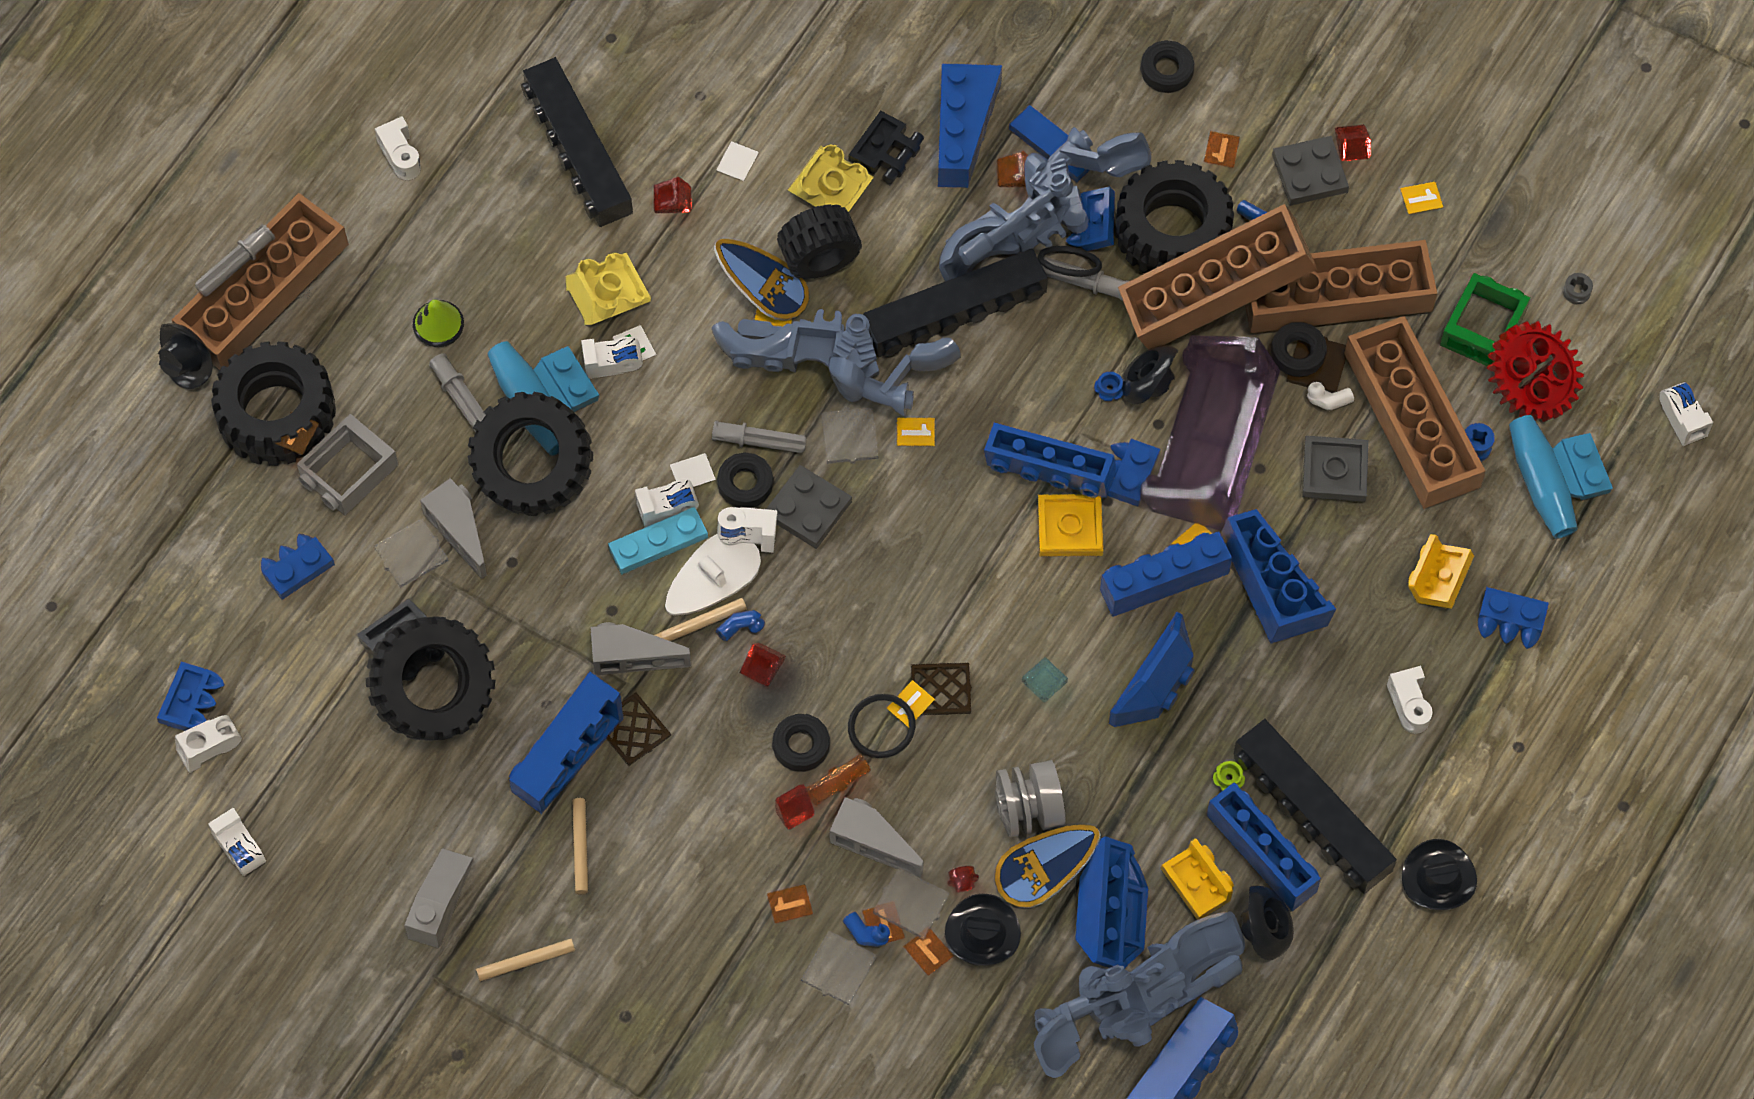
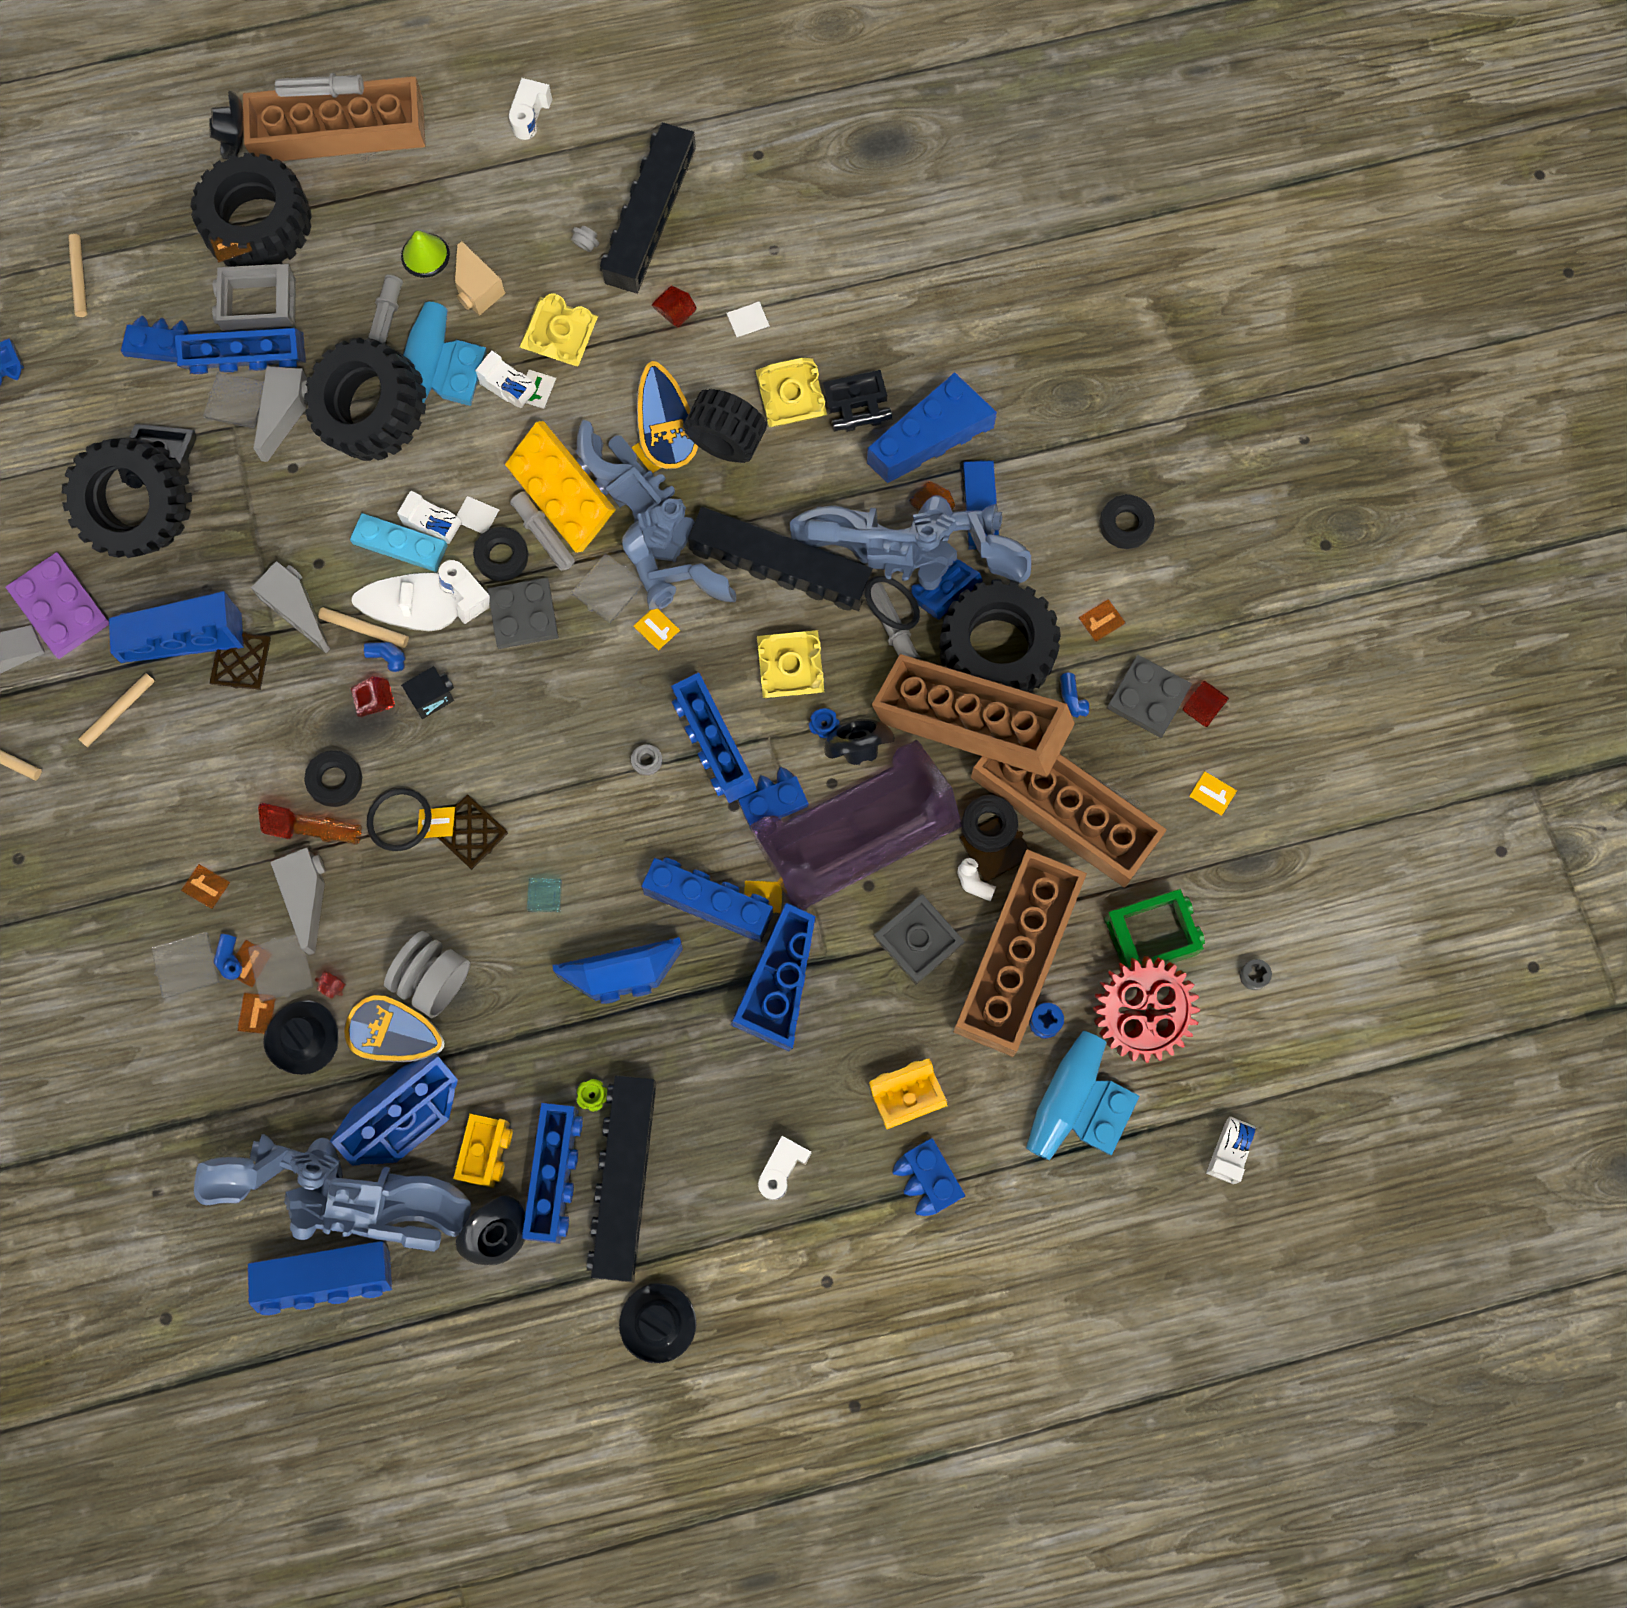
camera: 45 degrees right, 10 degrees up
(175, 573) = (77, 275): none -> tan bar
(387, 502) = (240, 348): none -> blue brick
(446, 816) = (57, 605): none -> medium lavender plate
(502, 305) = (475, 281): none -> tan slope
(552, 205) = (585, 238): none -> light grey plate
(741, 391) = (560, 486): none -> yellow plate
(805, 619) = (429, 691): none -> black brick
(1013, 515) = (643, 751): none -> light grey plate
(1042, 367) = (790, 664): none -> light yellow slope
(1070, 525) = (685, 799): yellow tile -> none

